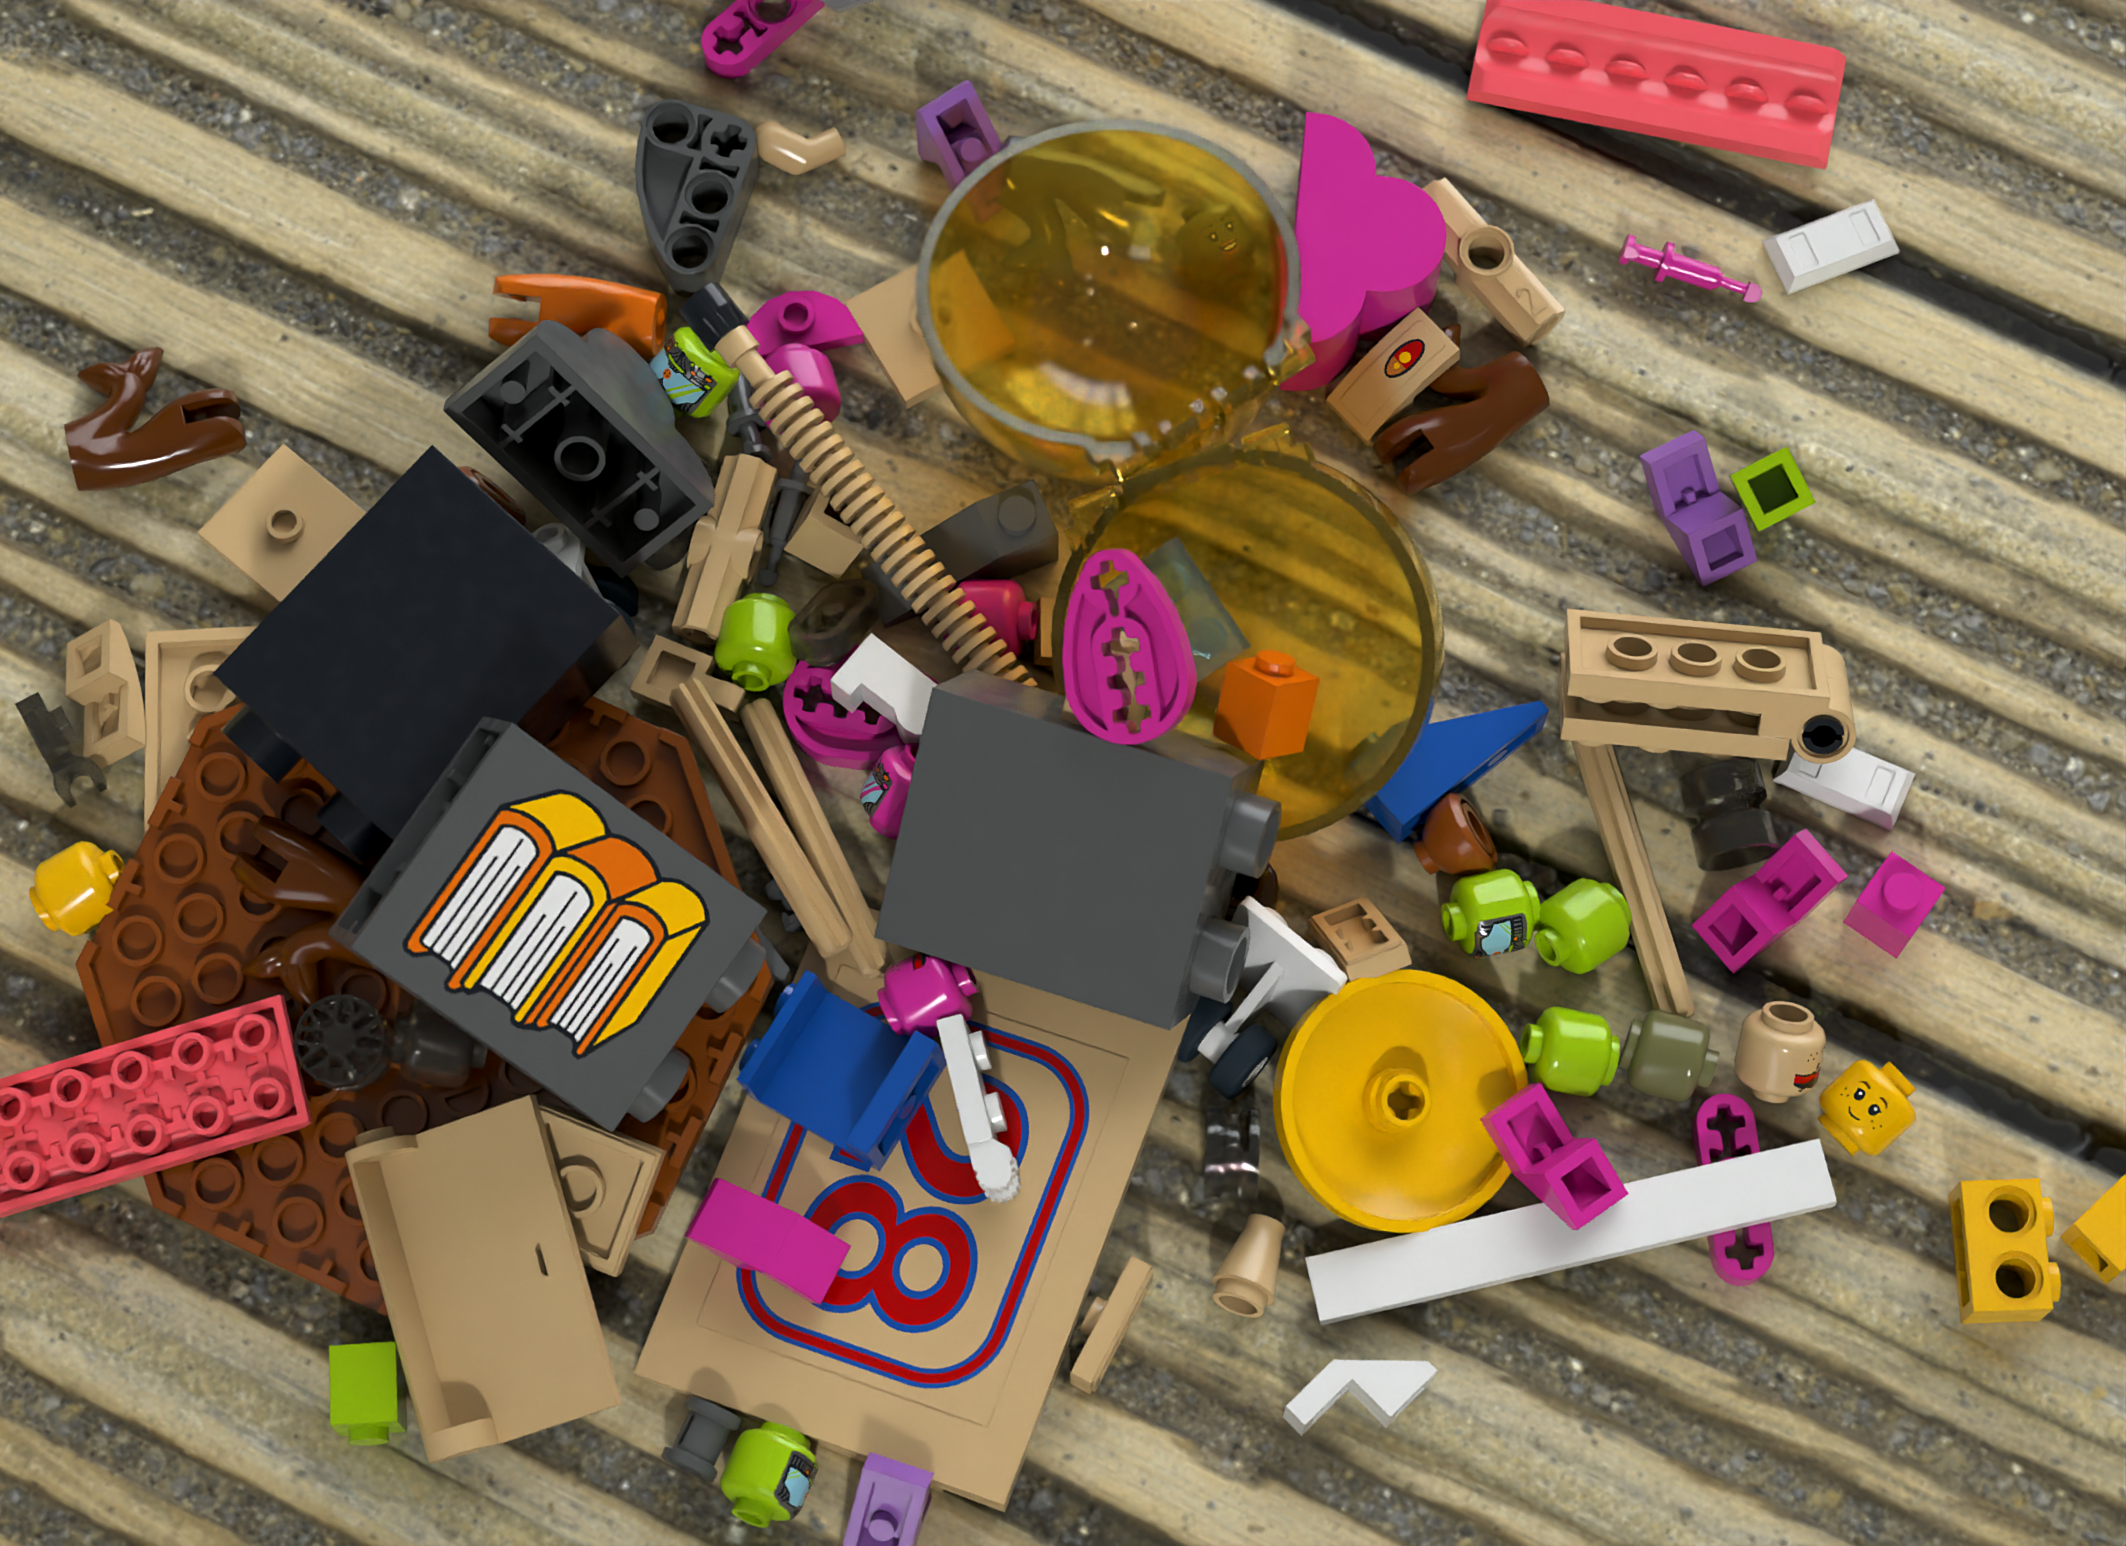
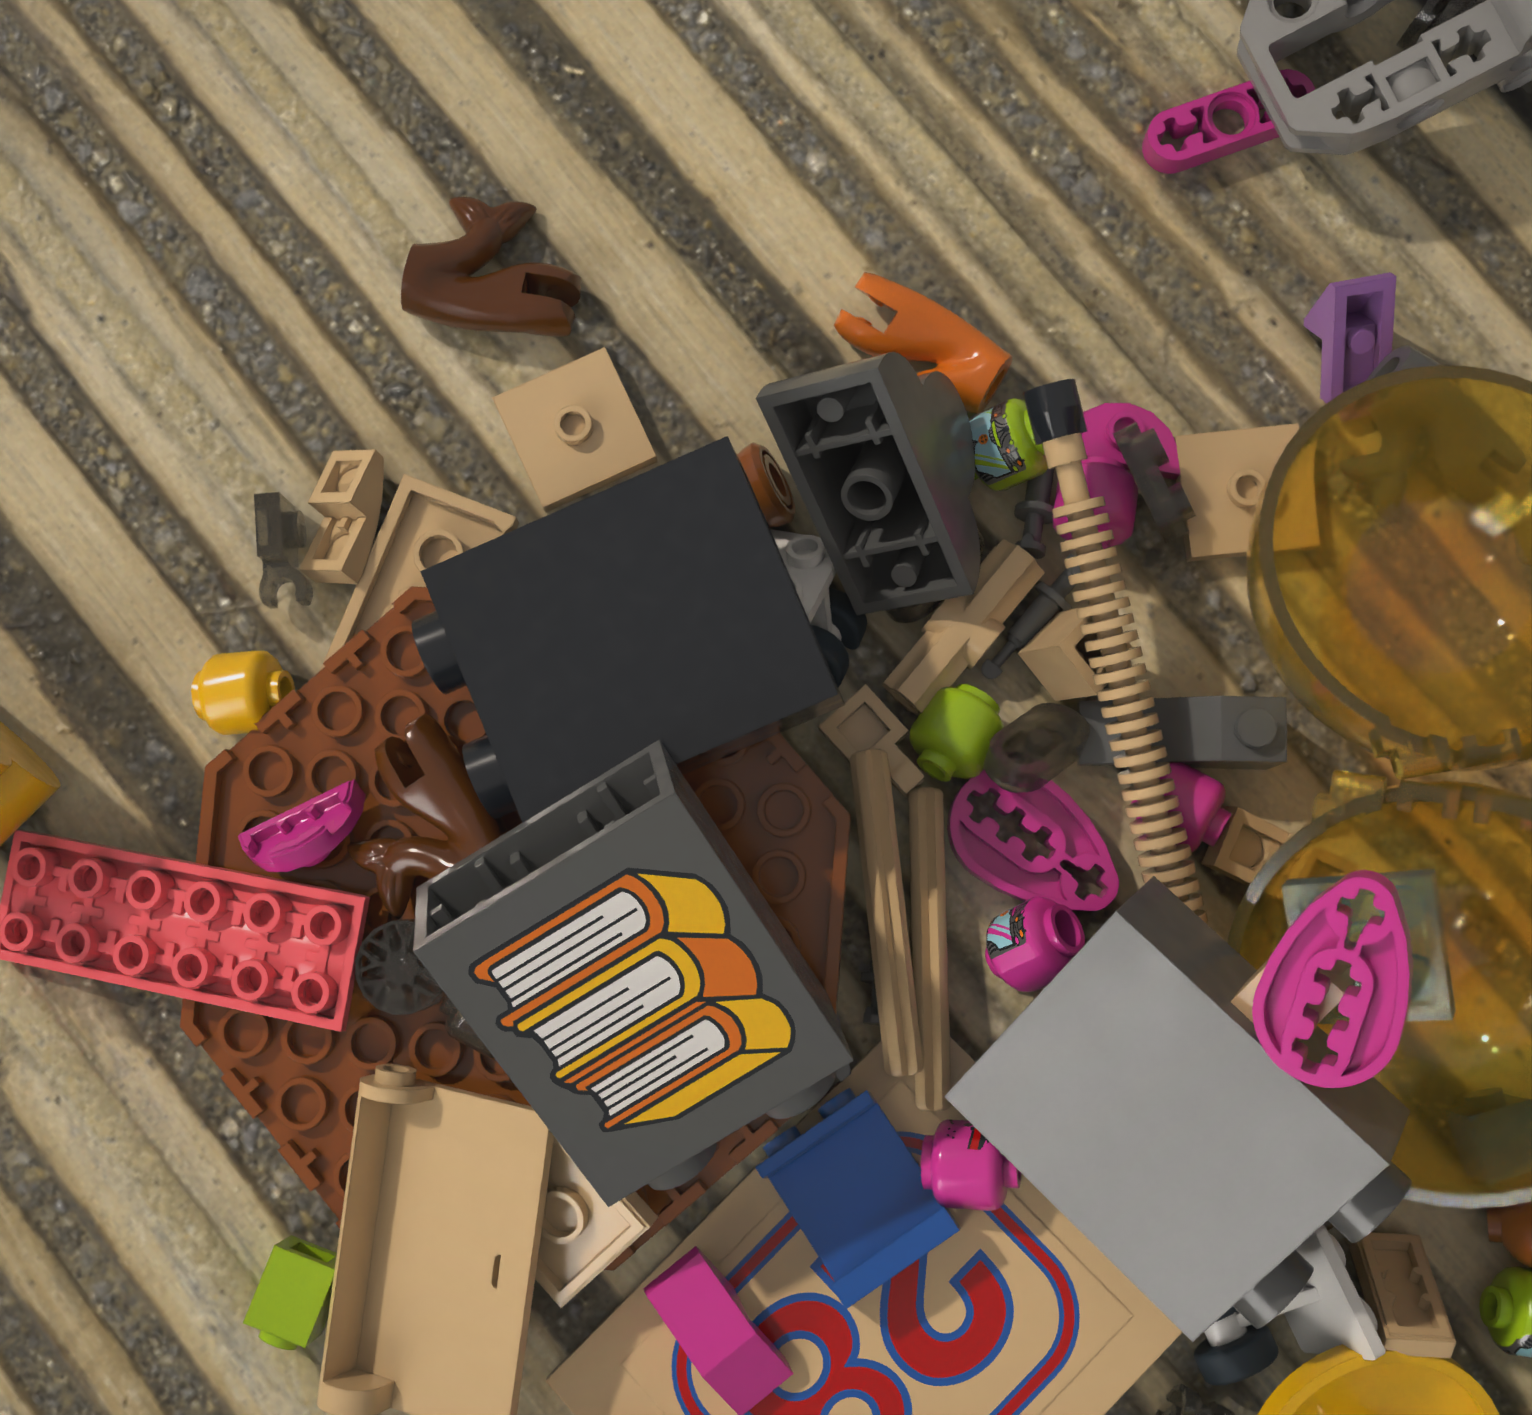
camera: 25 degrees right, 10 degrees up
(197, 972) = (306, 831): none -> dark pink plate
(673, 180) = (1081, 249): dark grey beam -> none
(795, 153) = (1189, 268): tan arm -> none
(819, 330) = (1167, 504): none -> clear smoke plate
(887, 685) = (1076, 863): white leg -> none
(979, 1112) = (970, 1309): white hinge -> none
(1265, 705) = (1442, 1074): orange brick -> none

